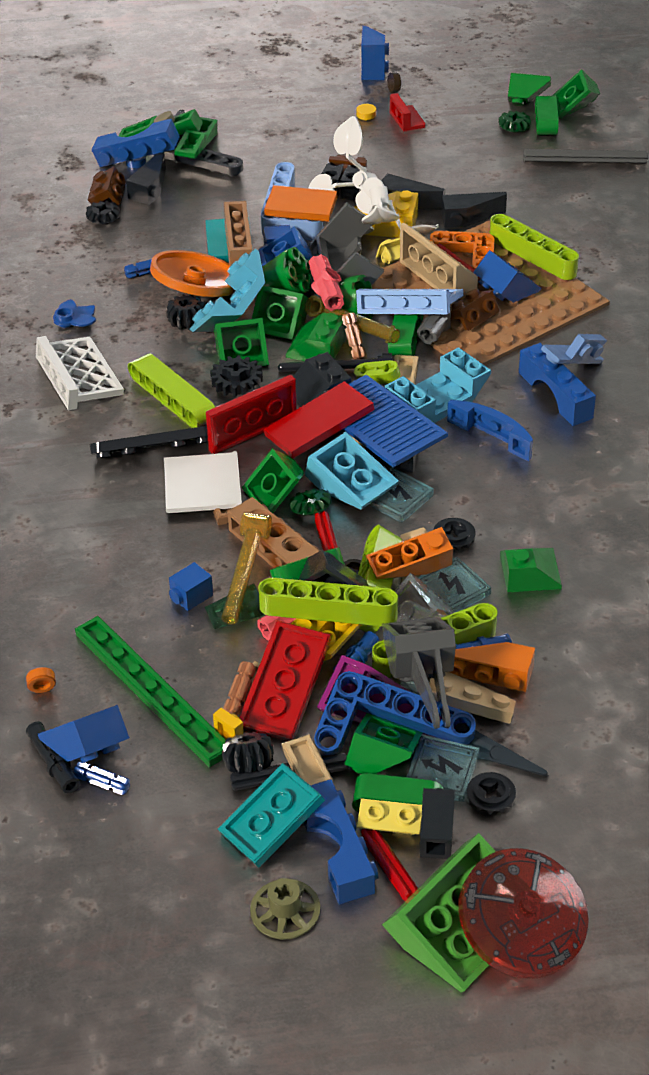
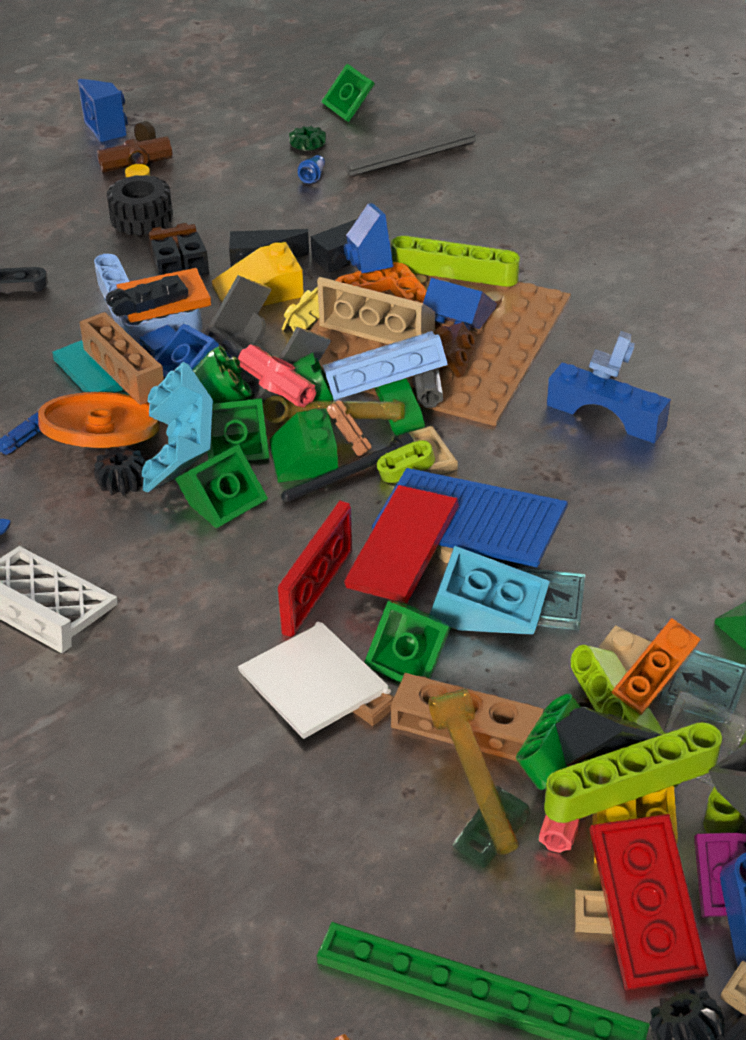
camera: 30 degrees left, 0 degrees up
(129, 445) = (186, 667): black piece -> none
(170, 390) = (183, 576): lime beam -> none
(190, 586) = (418, 825): blue brick -> none
(227, 724) = (628, 998): yellow plate -> none
(236, 376) = (248, 527): black gear -> none
(239, 688) = (595, 938): nougat axle -> none
(283, 199) = (147, 296): none -> black hinge
(310, 502) = (476, 650): dark green gear -> none
(317, 377) = (362, 488): black slope -> none
(325, 531) = (515, 682): red axle -> none
(329, 124) = (139, 204): none -> black tyre
(349, 141) = (193, 201): white plant -> none
(362, 94) = (121, 156): none -> reddish brown piece
(362, 648) = (686, 806): blue pin -> none
(379, 212) = (267, 263): white plant -> none
(404, 115) = (183, 164): red panel -> none
(458, 379) = (497, 445): medium azure slope -> none
(461, 528) = (649, 609): black gear -> none
(470, 414) = (585, 471): blue slope -> none
(474, 213) = (369, 241): none -> blue slope
(494, 145) = (311, 169): none -> blue cone
(525, 87) = (294, 99): green slope -> none
(546, 115) = (338, 122): green beam -> none

